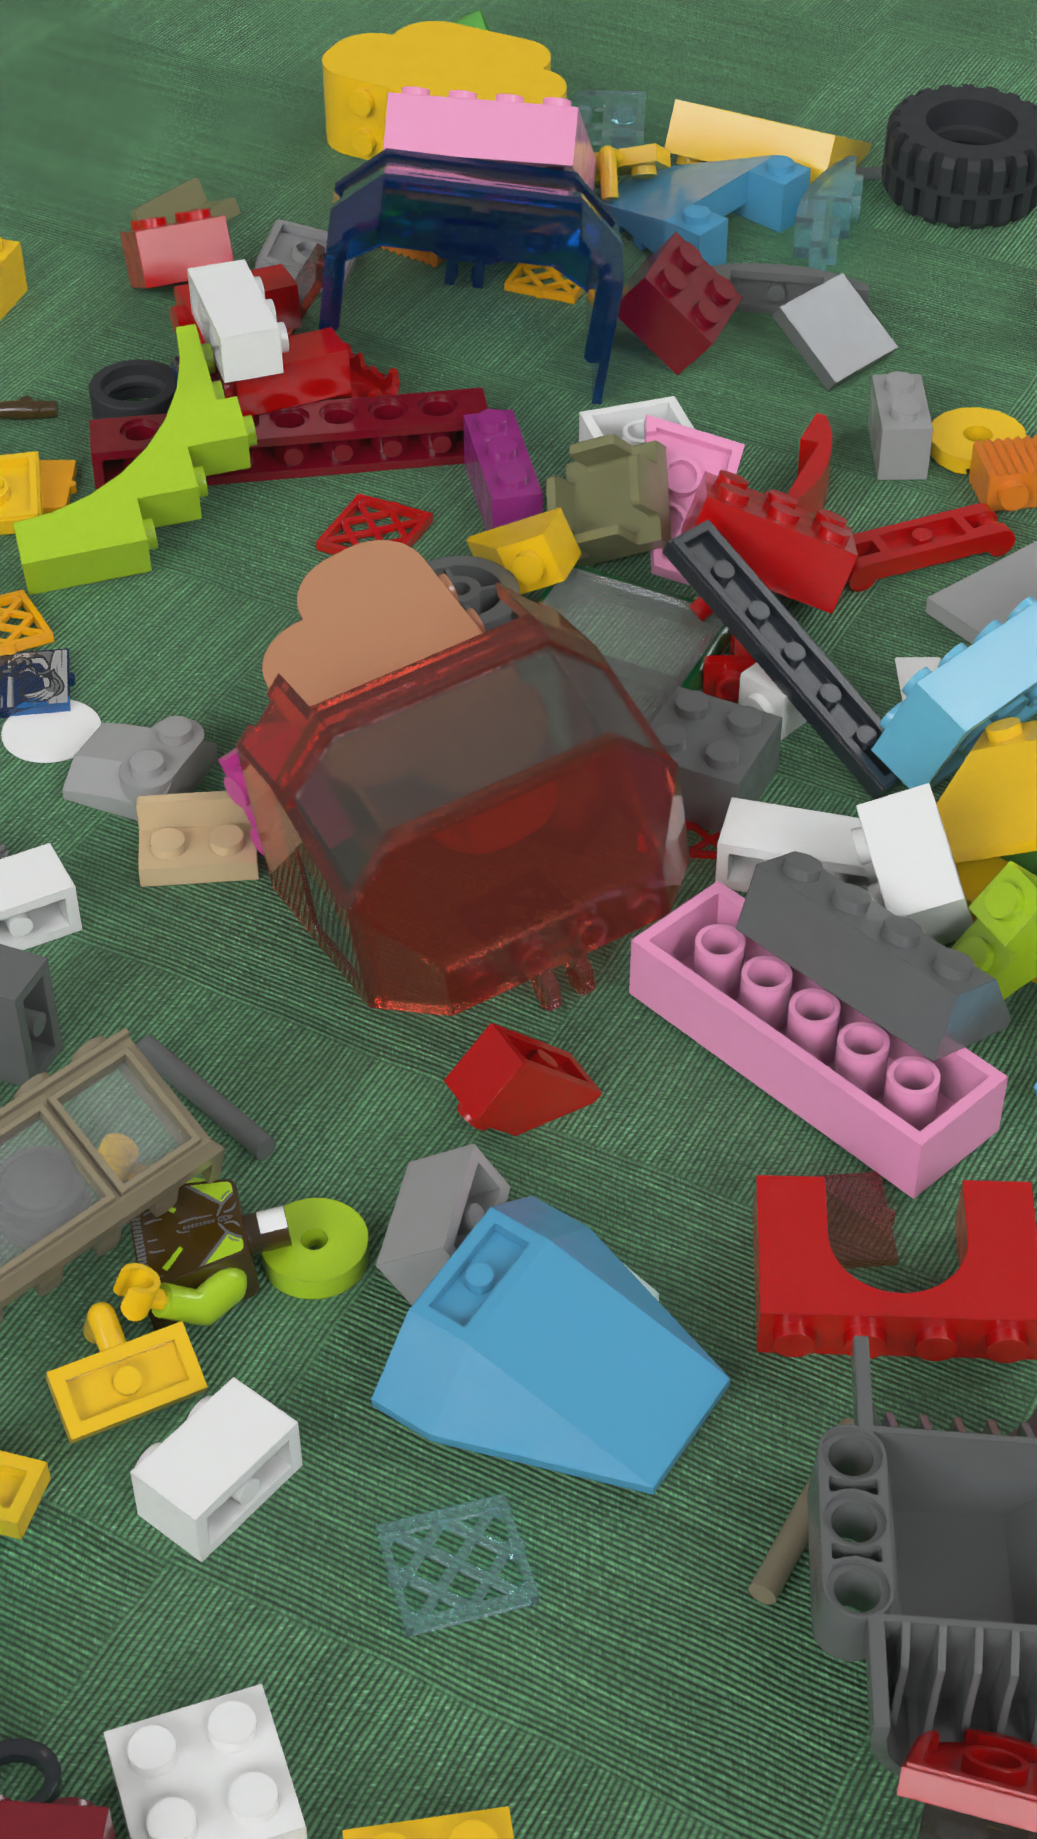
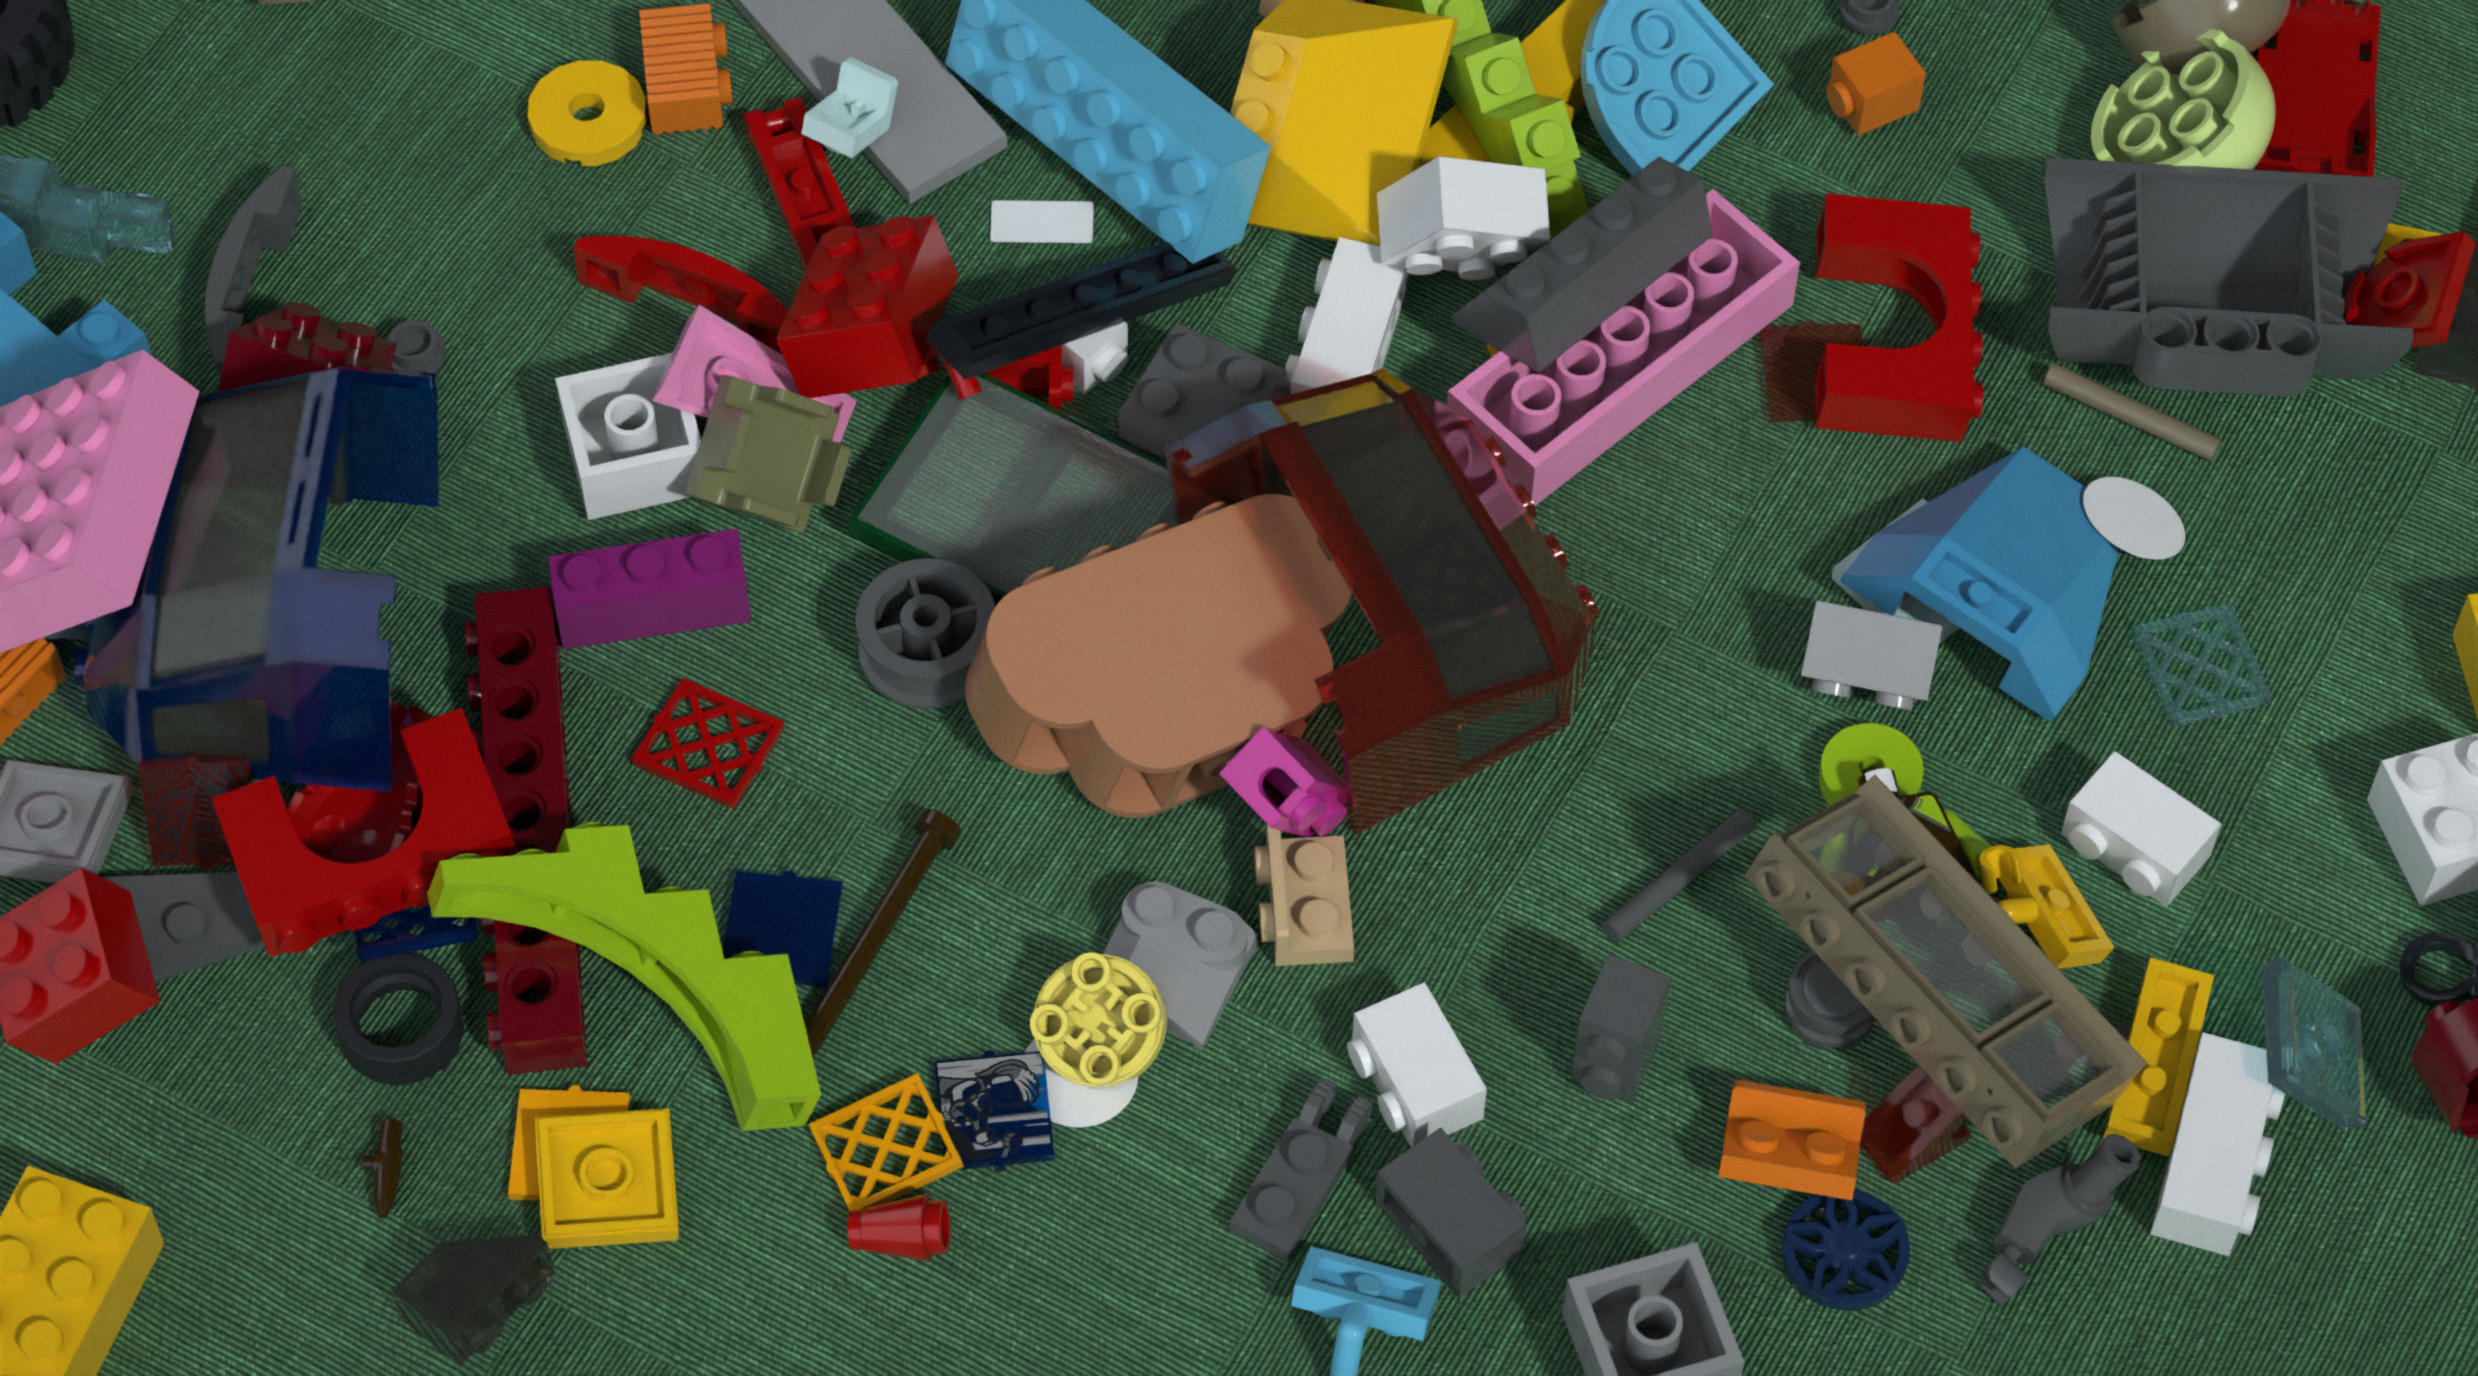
camera: 90 degrees left, 15 degrees up
(76, 714) = (1099, 1021): none -> light yellow tile
(185, 610) = (935, 833): none -> dark brown bar
(202, 573) = (786, 918): none -> clear blue piece
(237, 320) = (417, 818): white brick -> none
(517, 1082) = (1678, 594): red slope -> none
(534, 549) = (846, 551): yellow slope -> none
(647, 1493) = (2134, 518): none -> white sticker
(726, 373) = (417, 346): none -> dark grey plate
(835, 331) = (362, 218): tile -> none
(899, 426) = (578, 177): light grey brick -> none
(987, 547) = (855, 111): none -> light aqua bracket

